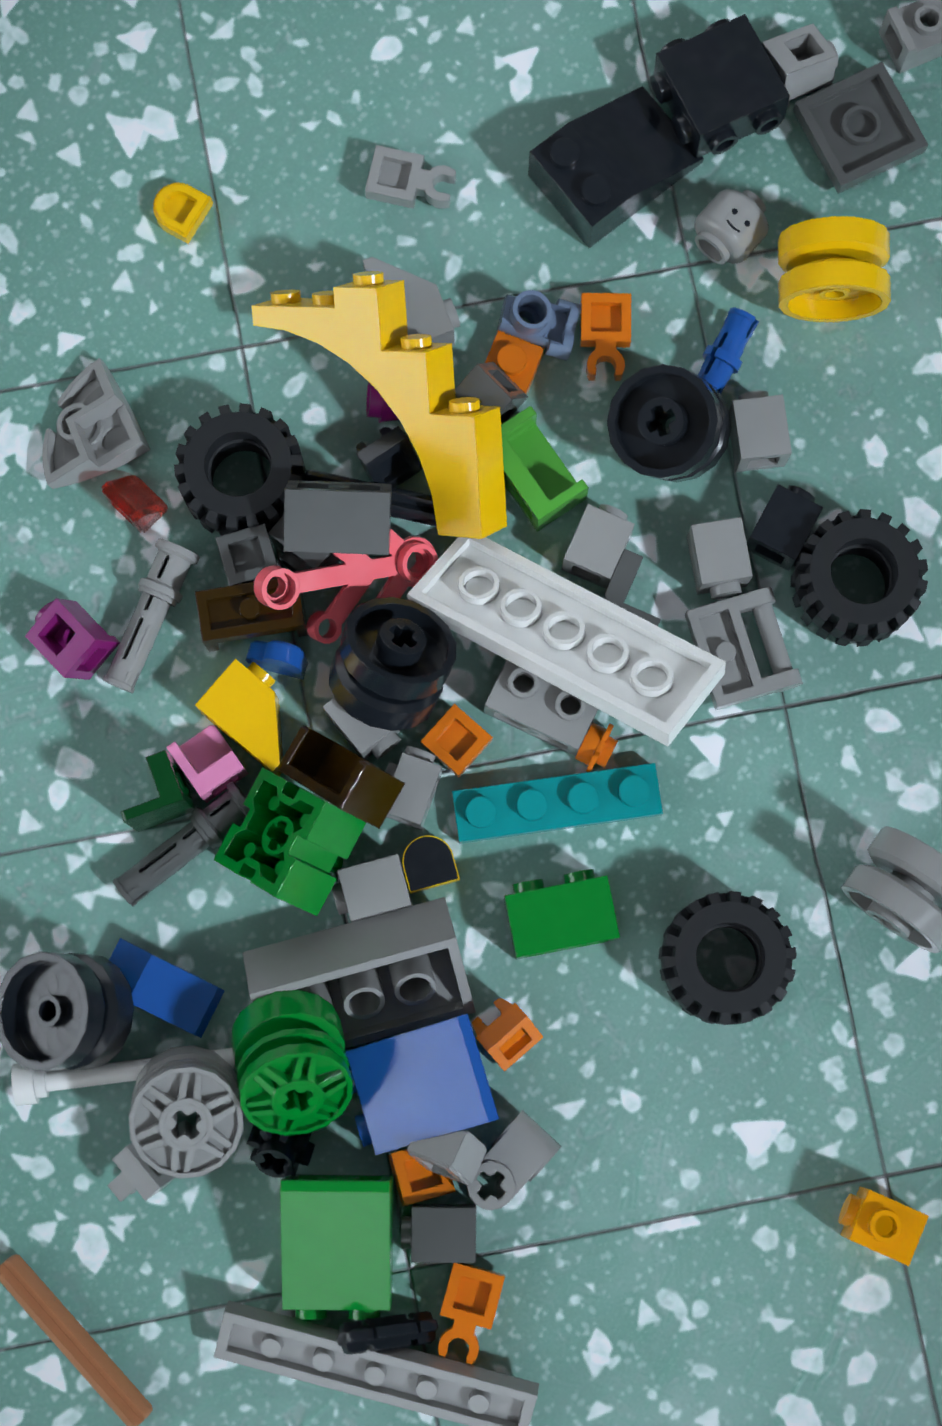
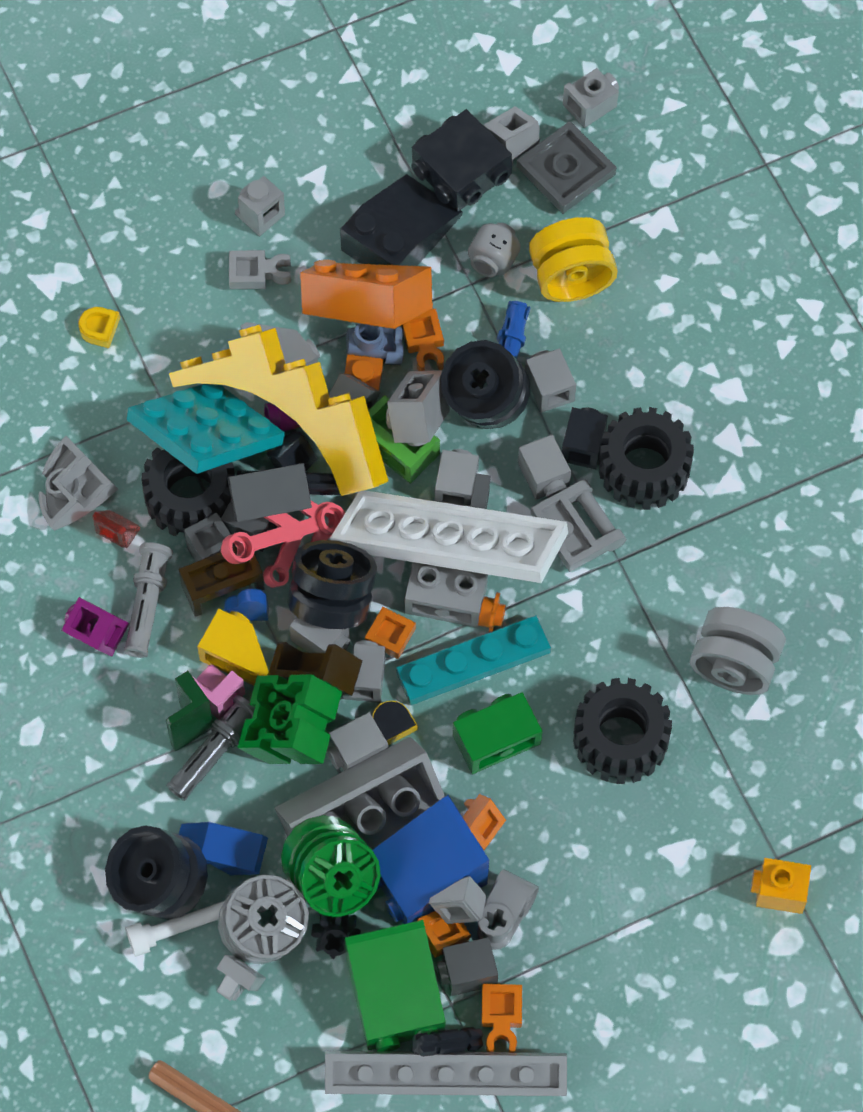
camera: 15 degrees left, 15 degrees down
(277, 399) = (205, 426): none -> teal plate
(430, 81) = (256, 200): none -> light grey brick
(543, 253) = (366, 292): none -> orange wedge
(568, 437) = (417, 408): none -> light grey brick

